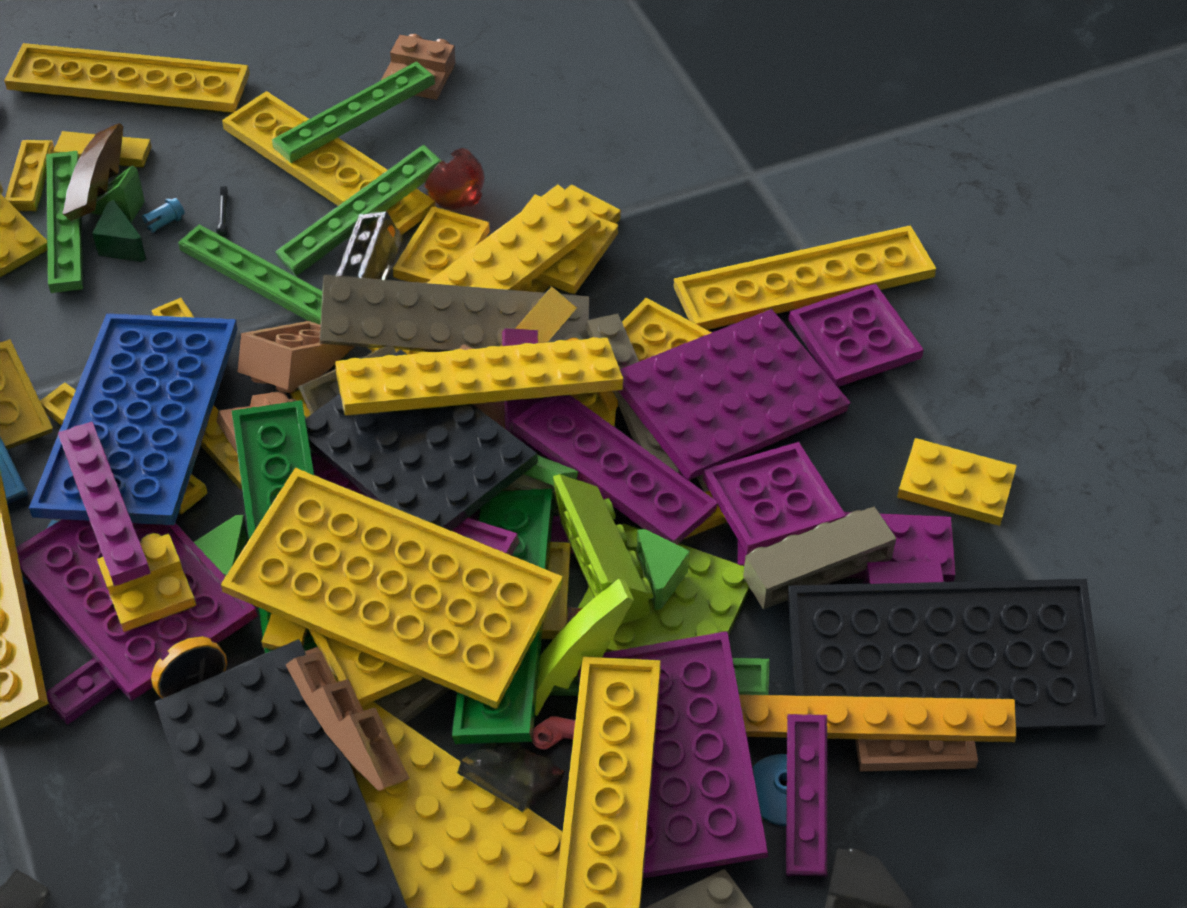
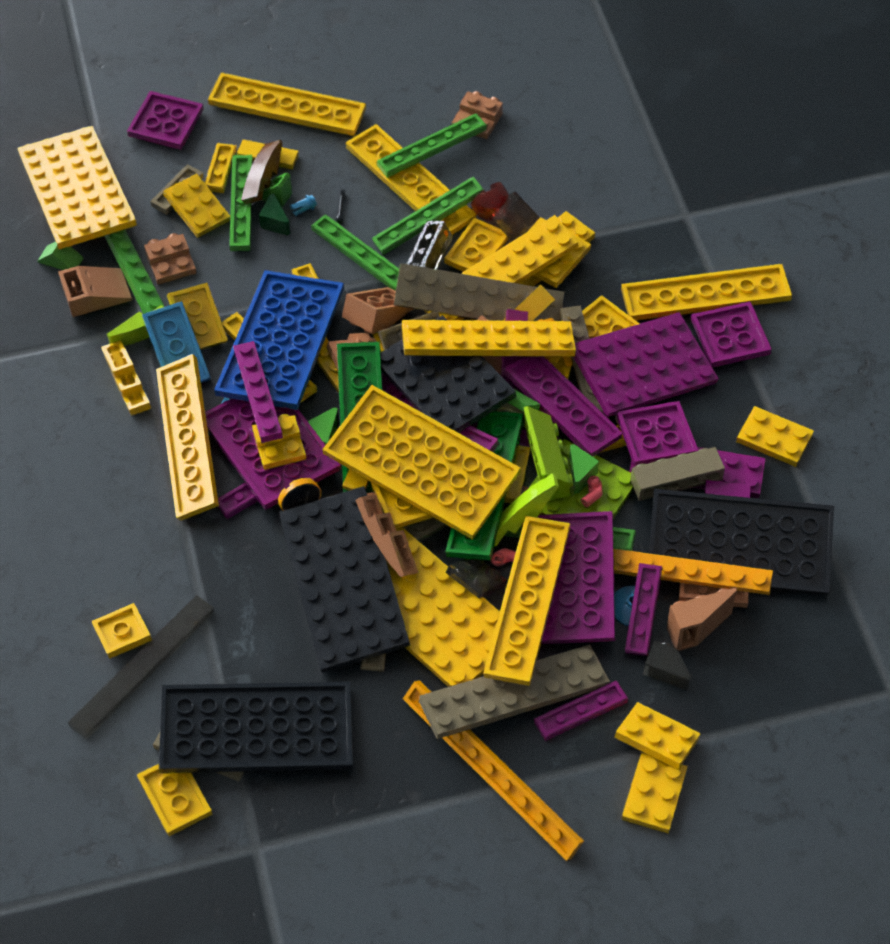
camera: 10 degrees right, 5 degrees up
(495, 197) = (515, 217): none -> clear smoke plate
(689, 603) = (595, 491): none -> coral arm
(897, 800) = (695, 619): none -> nougat slope

